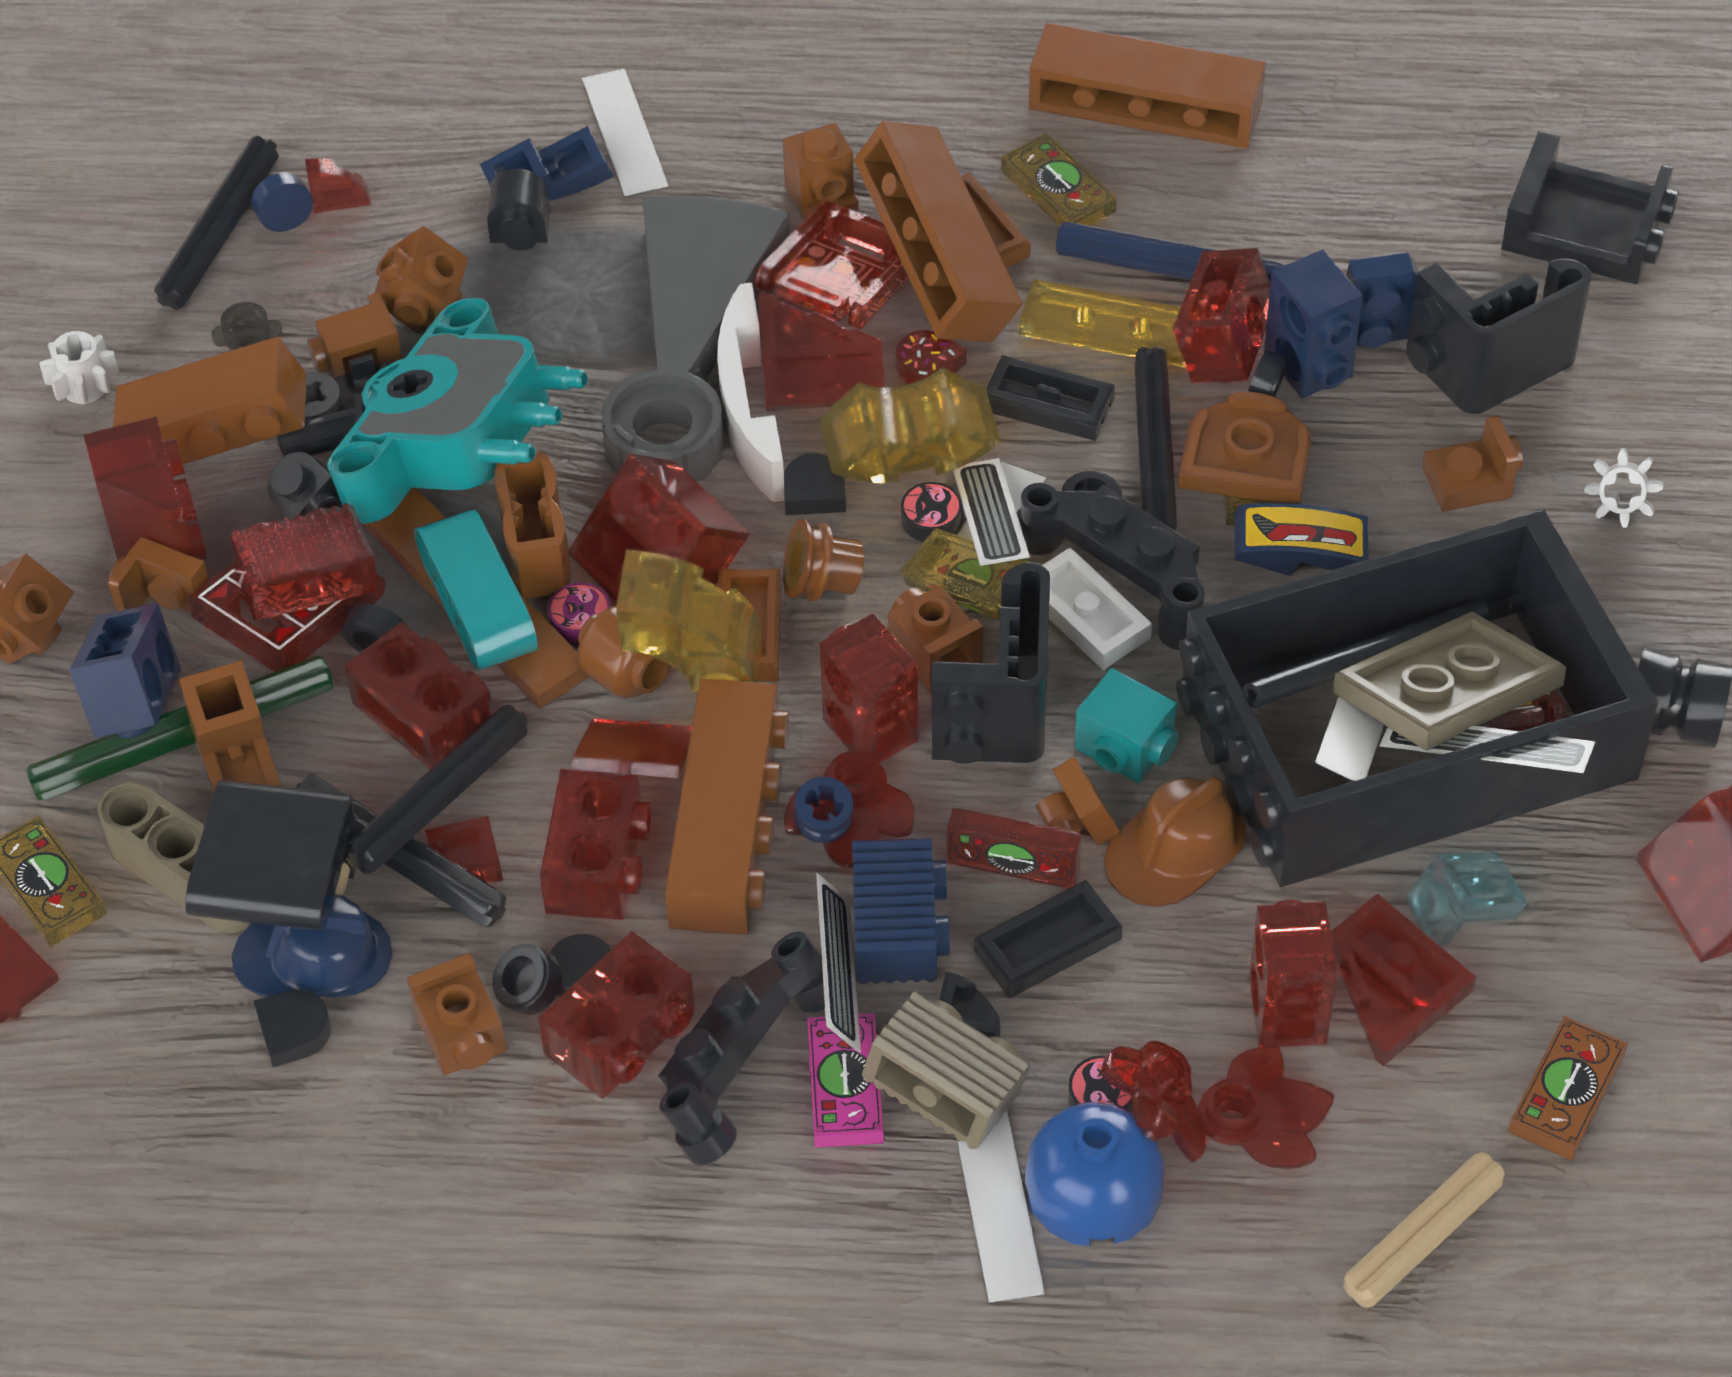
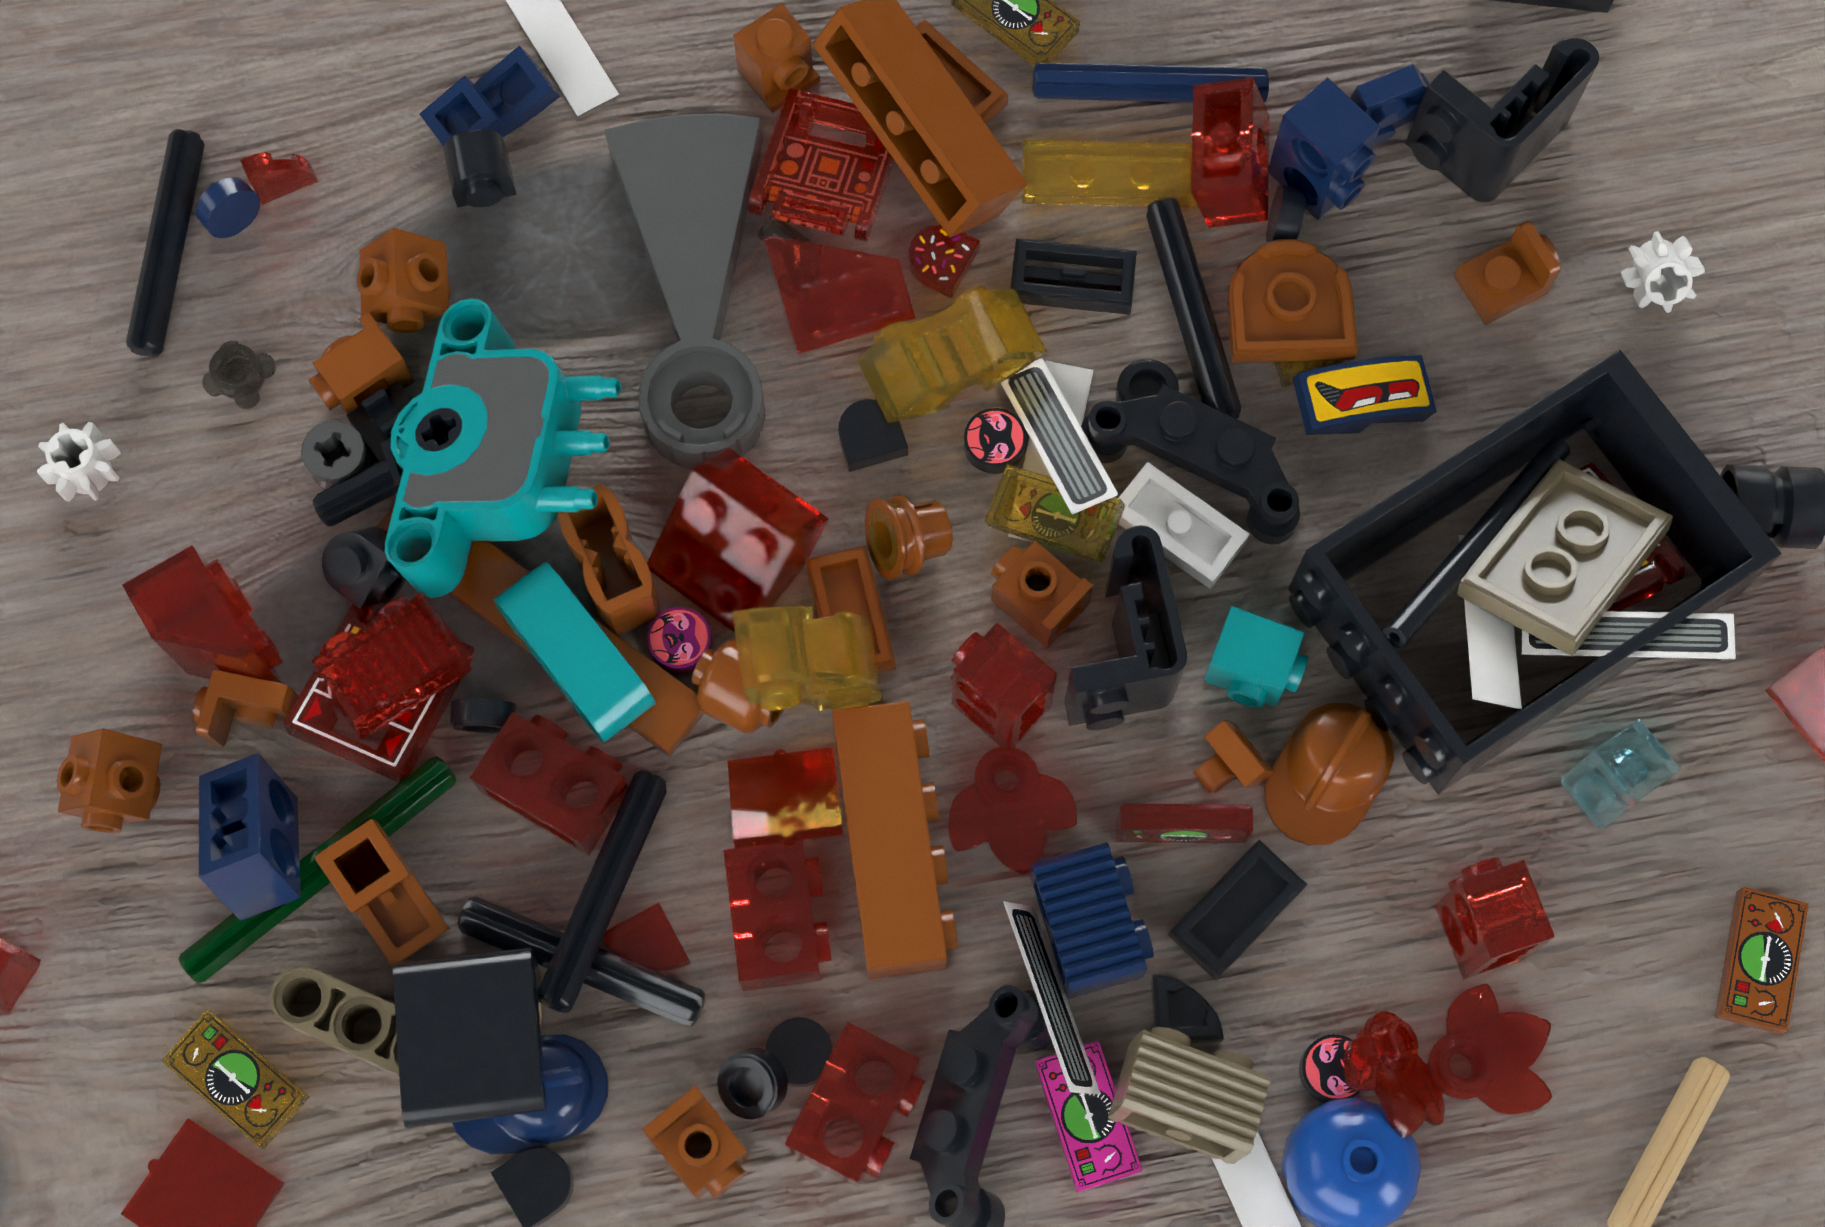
camera: 15 degrees left, 20 degrees up
(220, 400) = (237, 491): dark orange brick -> none
(751, 439) = (801, 405): white slope -> none
(826, 789) = (1004, 813): dark blue bush -> none
(1395, 976) = (1580, 879): clear red wing -> none

